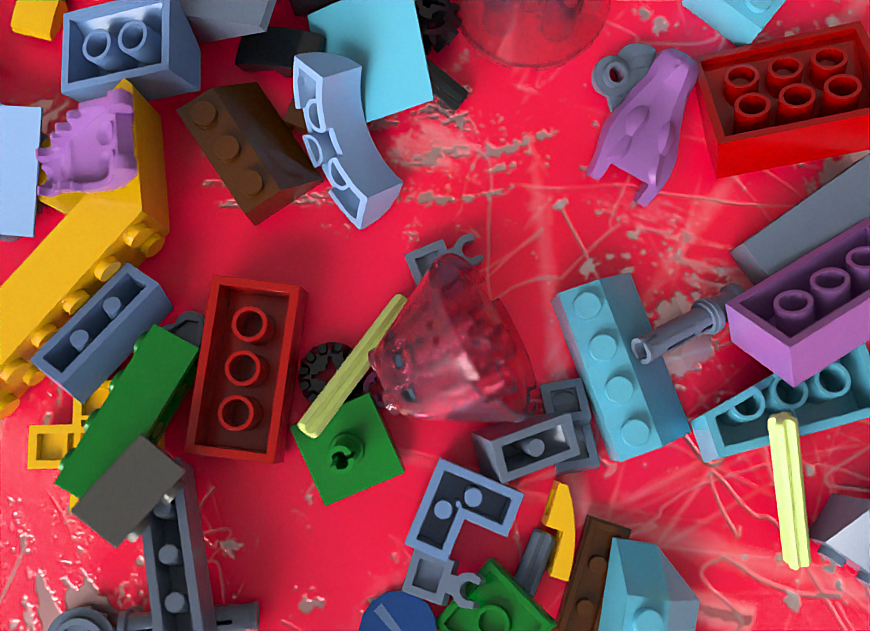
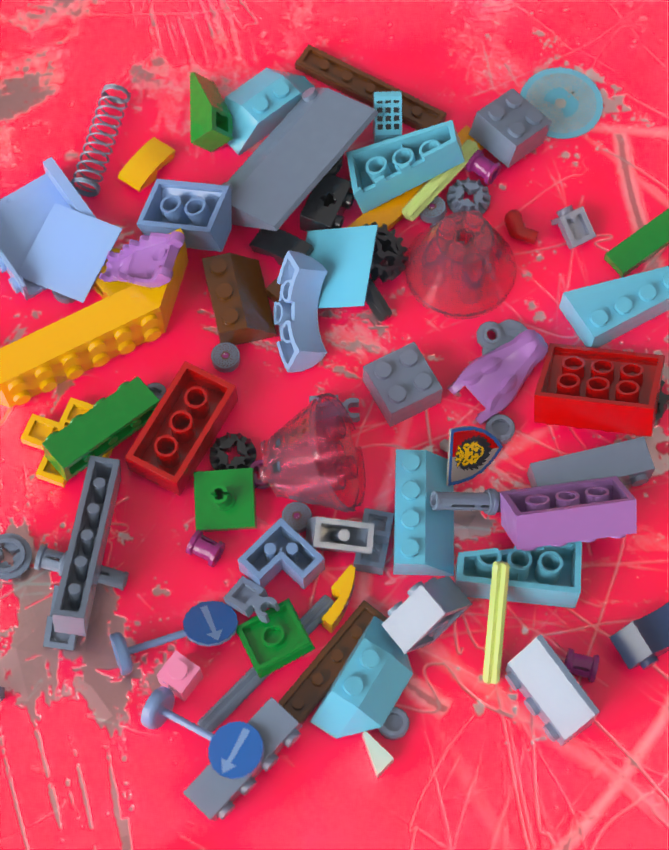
camera: 20 degrees right, 15 degrees down
(103, 332) = (103, 372): medium blue brick -> none
(128, 491) = (89, 459): dark grey brick -> none
(266, 238) = (225, 357): none -> sand blue tile
(348, 527) = (205, 548): none -> magenta bush
(349, 373) = (235, 456): yellowish green axle -> none
(452, 435) = (296, 516): none -> sand blue tile
(523, 189) = (402, 384): none -> sand blue brick
(650, 256) = (469, 452): none -> shield
(673, 204) = (501, 427): none -> sand blue tile
(697, 523) = (425, 613): none -> brick

